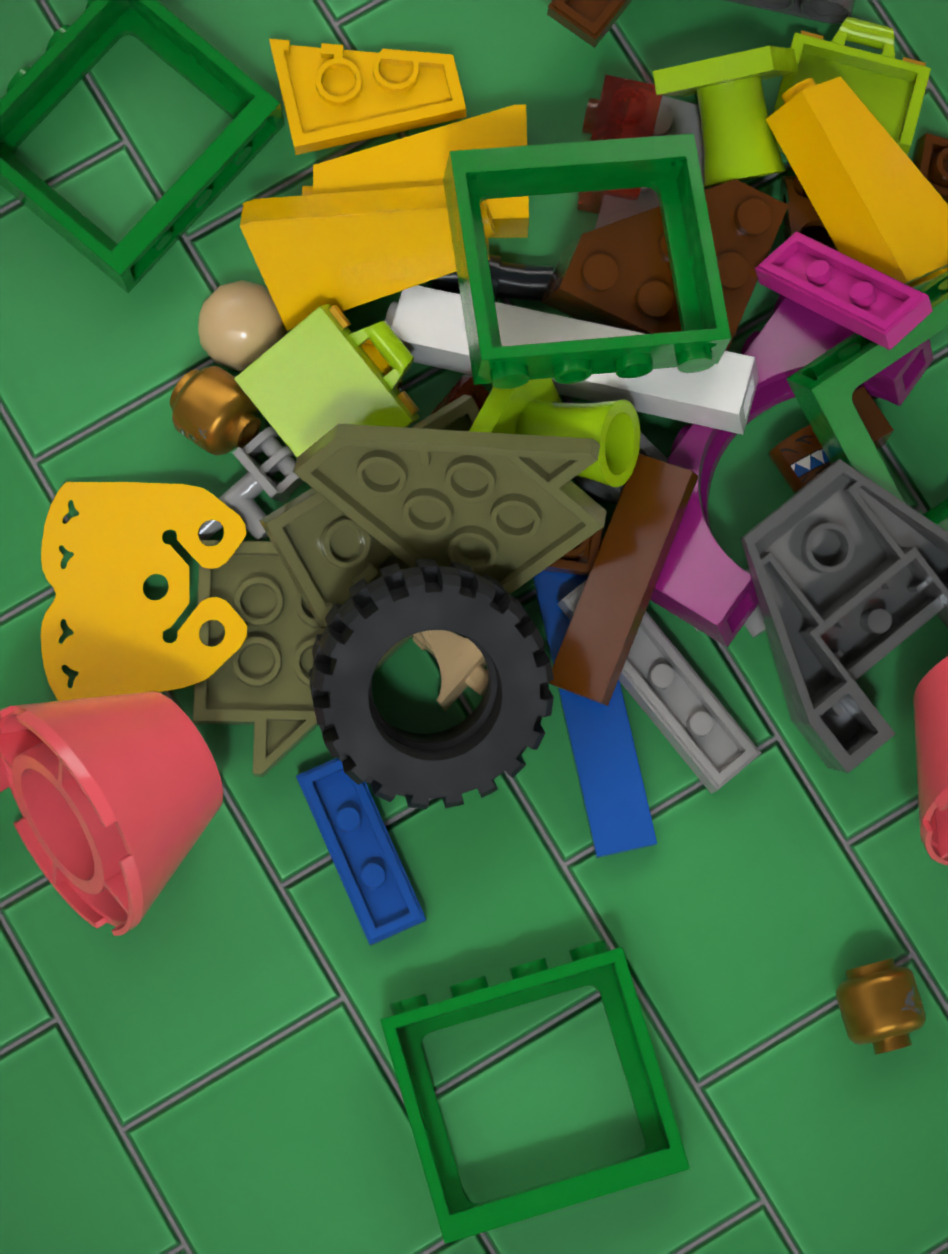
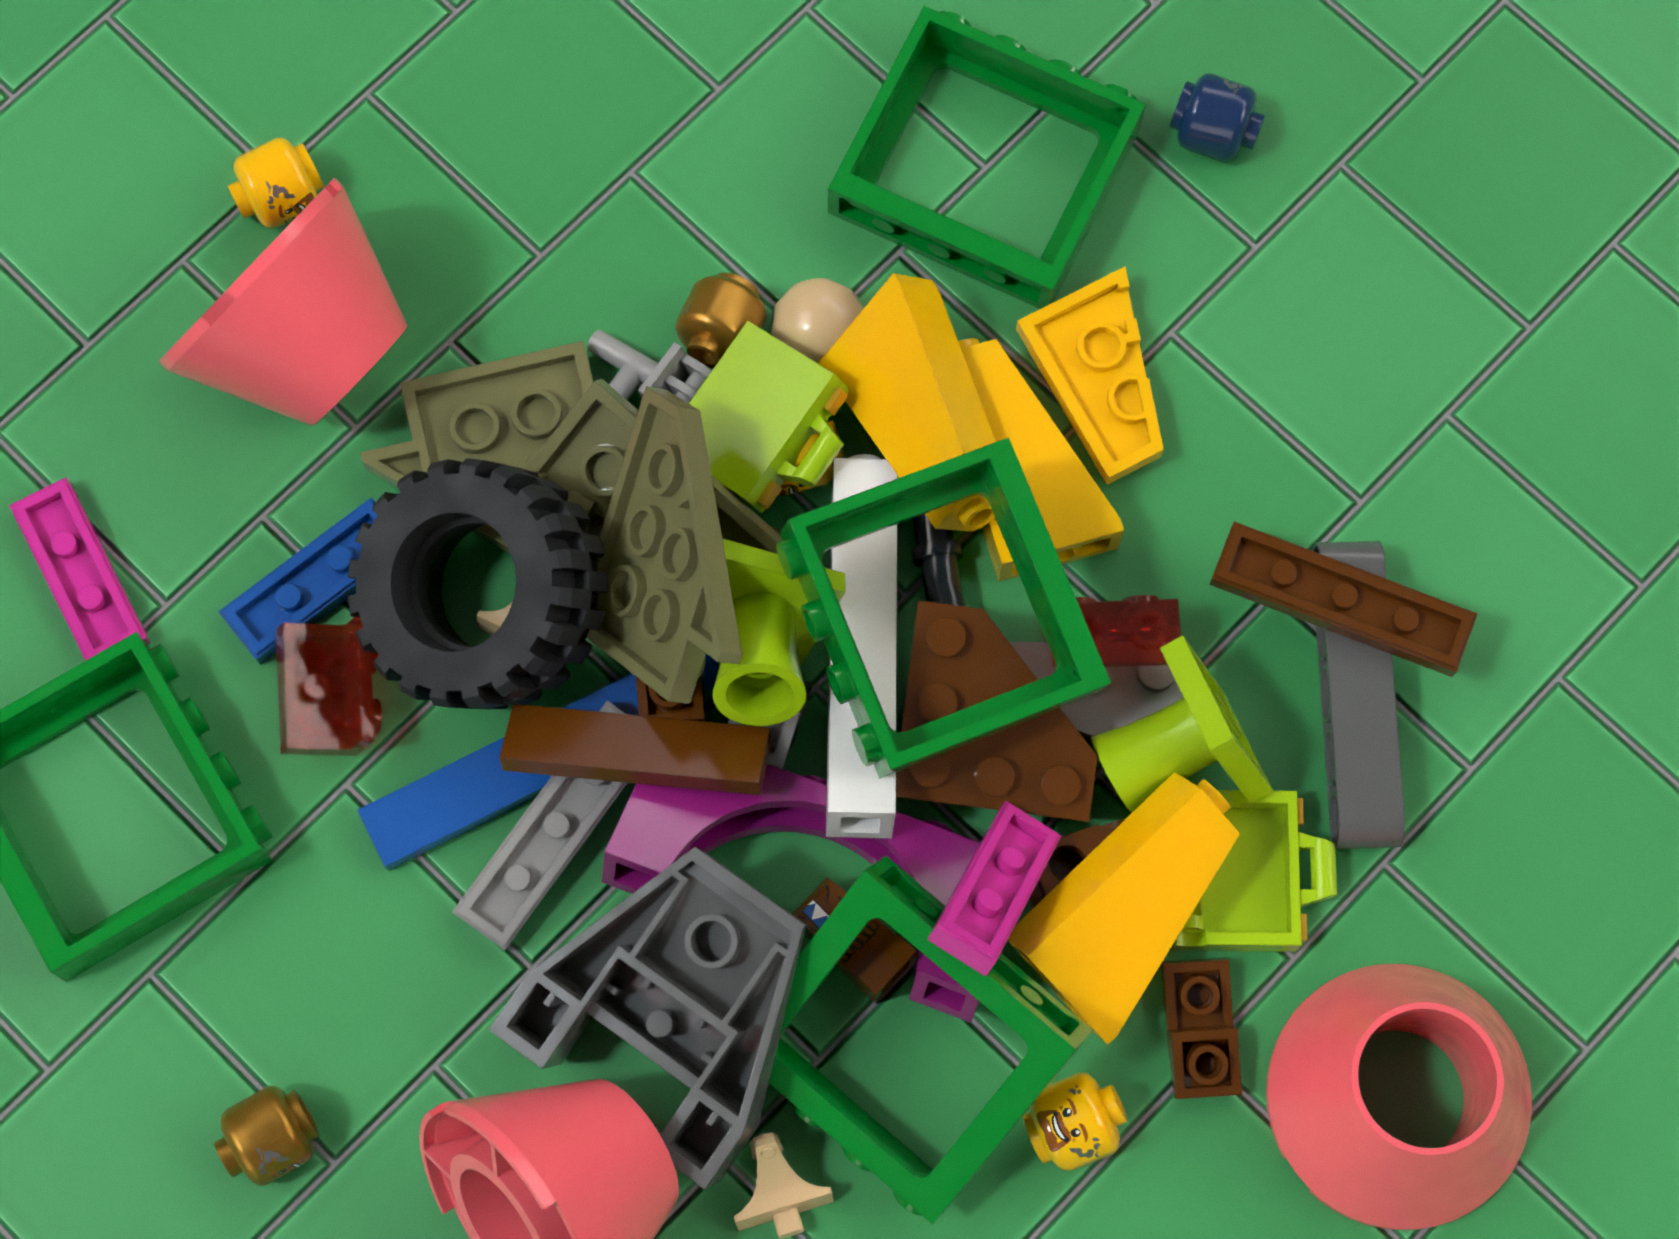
camera: 75 degrees right, 5 degrees down
(102, 596) = (517, 266): yellow piece -> none
(292, 1071) = (77, 568): none -> dark pink tile
(475, 856) = (325, 690): none -> clear red bracket

